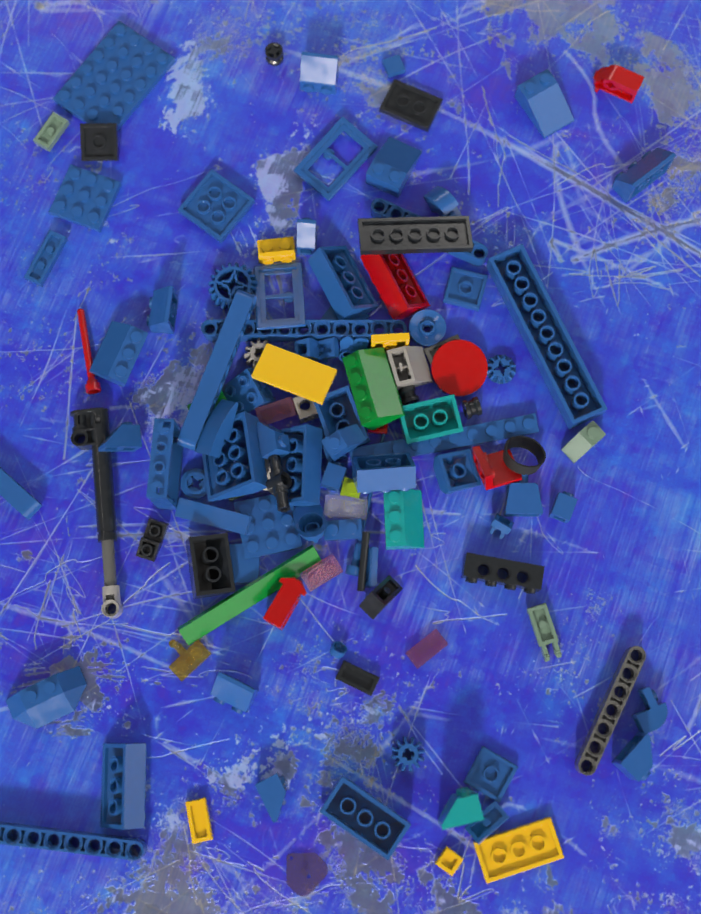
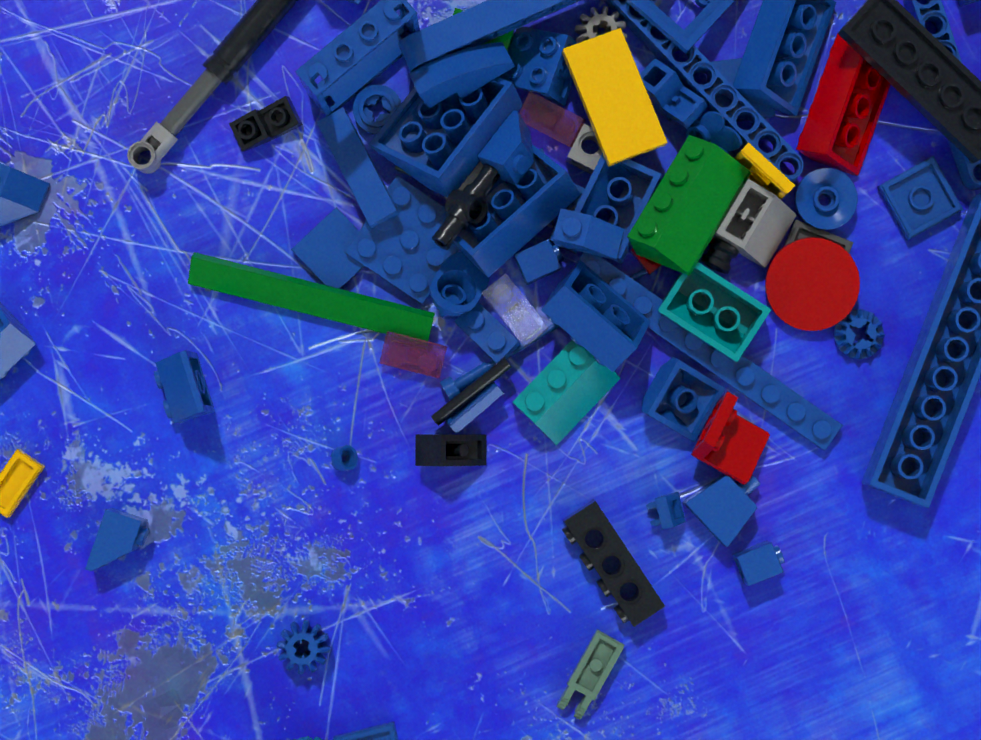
camera: 45 degrees right, 10 degrees up
(189, 659) = (173, 300): clear yellow plate -> none
(210, 565) = (298, 220): black slope -> none
(285, 602) = (338, 346): red piece -> none
(299, 868) = (73, 643): clear purple piece -> none
(349, 488) = (540, 292): lime plate -> none
(357, 678) = (334, 510): black tile -> none
(365, 817) = (188, 665): blue brick -> none
(426, 648) = (442, 557): clear pink tile -> none
(471, 407) = (777, 344): black wheel -> none
(528, 444) = (798, 458): black tyre -> none
(583, 441) = (861, 514): sand green slope -> none

